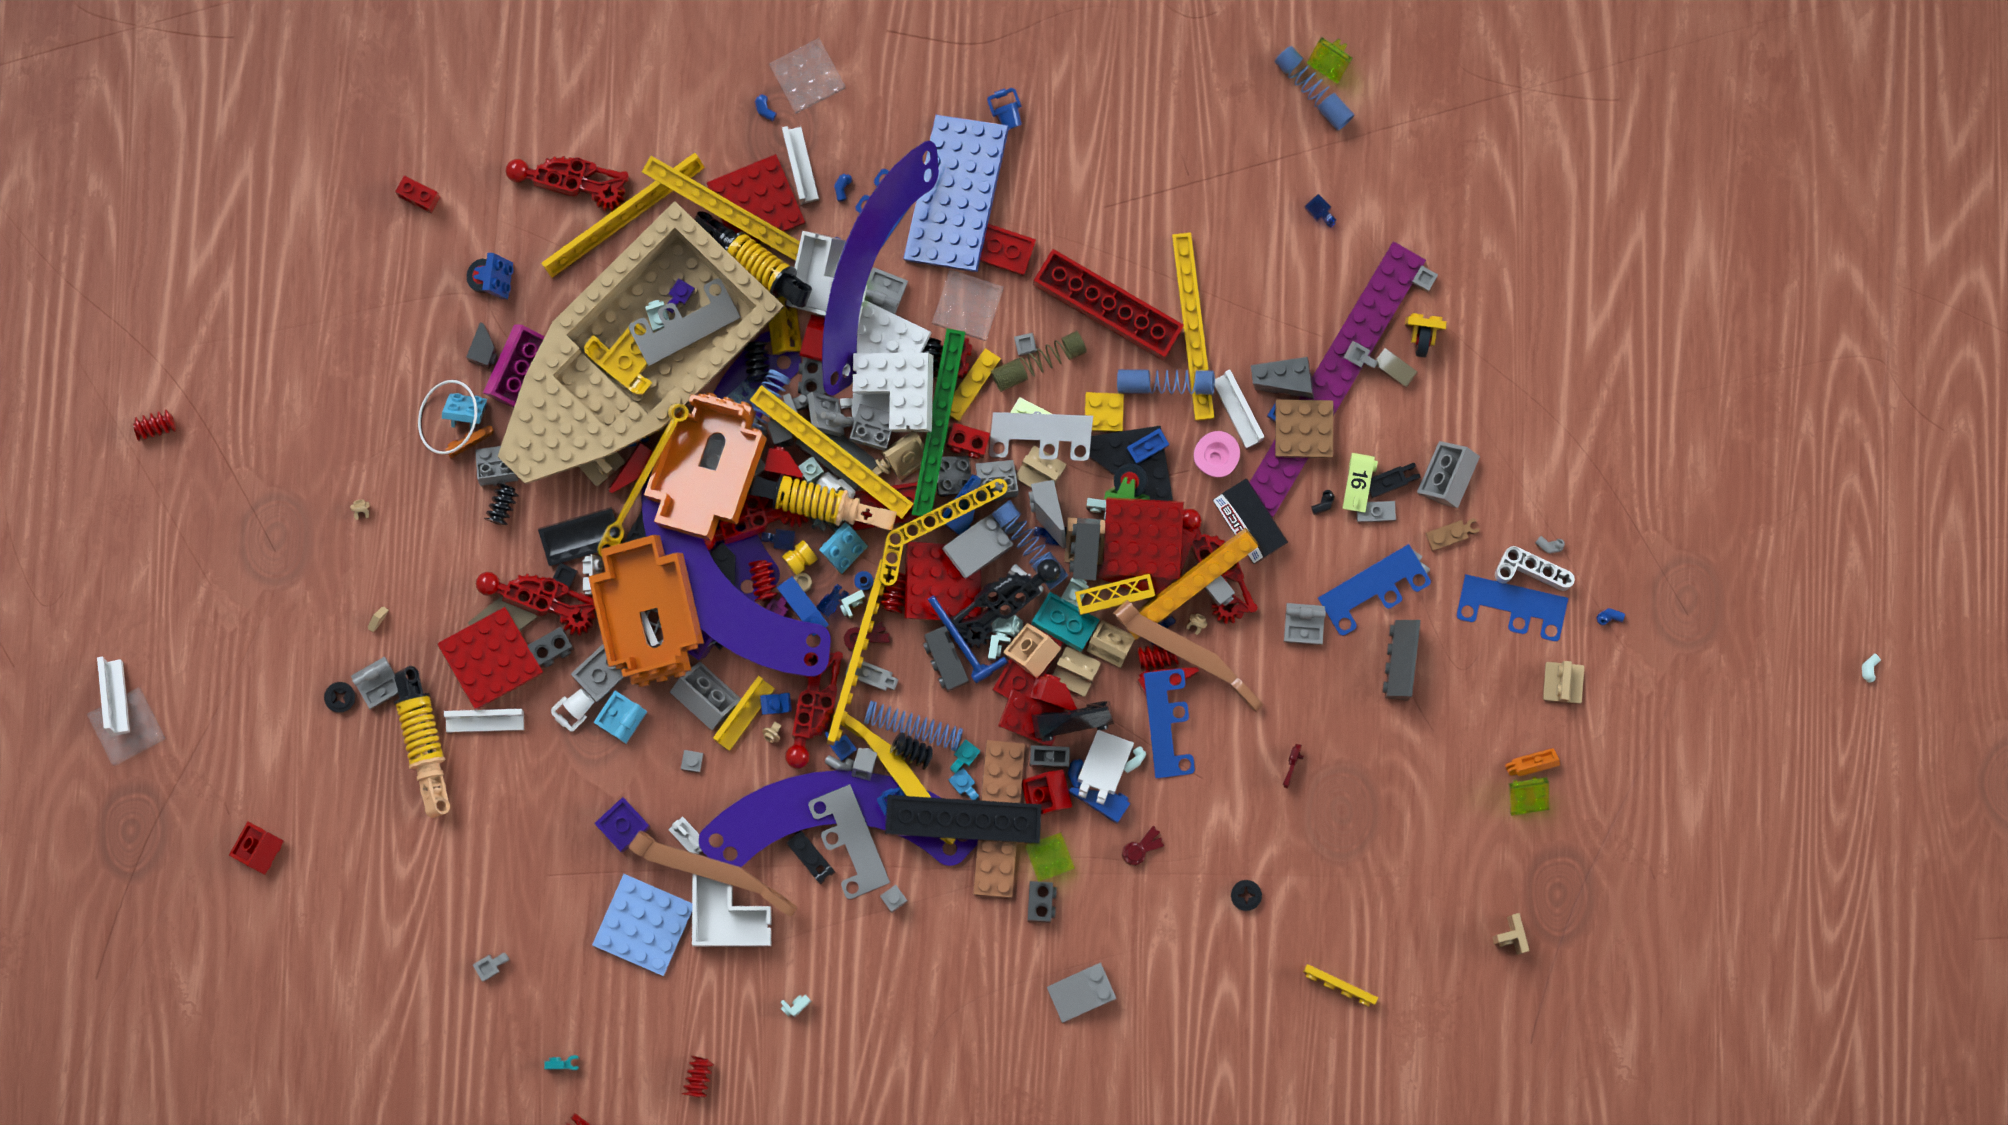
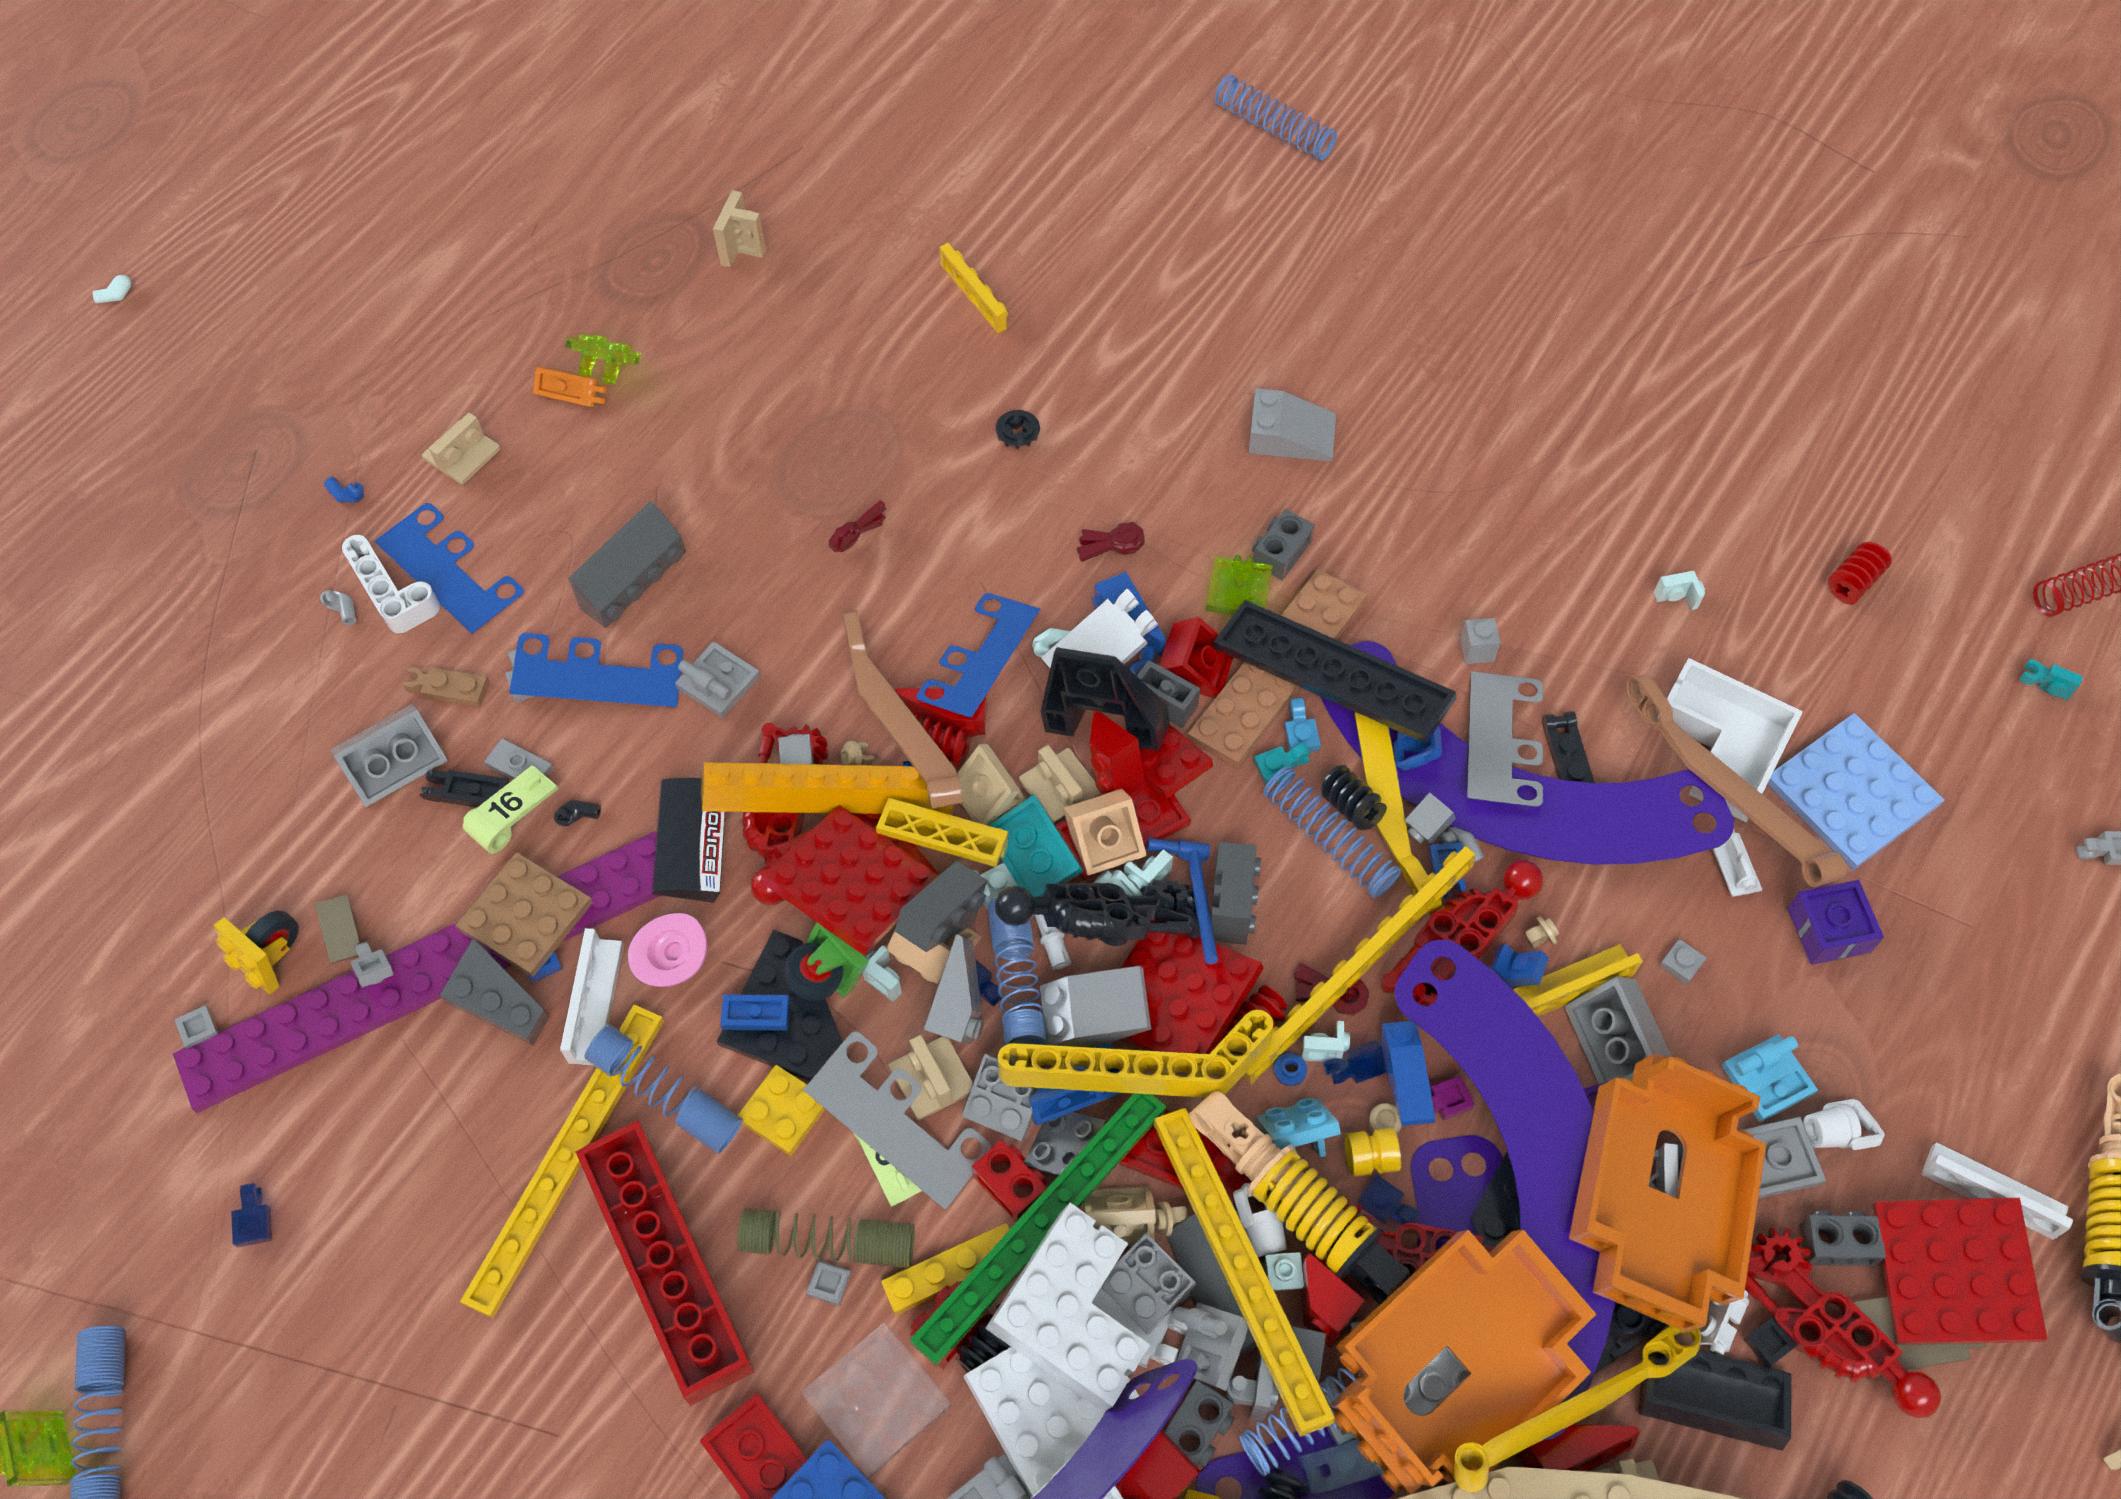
camera: 145 degrees left, 20 degrees down
(762, 580) = (1445, 1147): red piece -> none
(875, 676) = (1347, 926): light grey hinge -> none

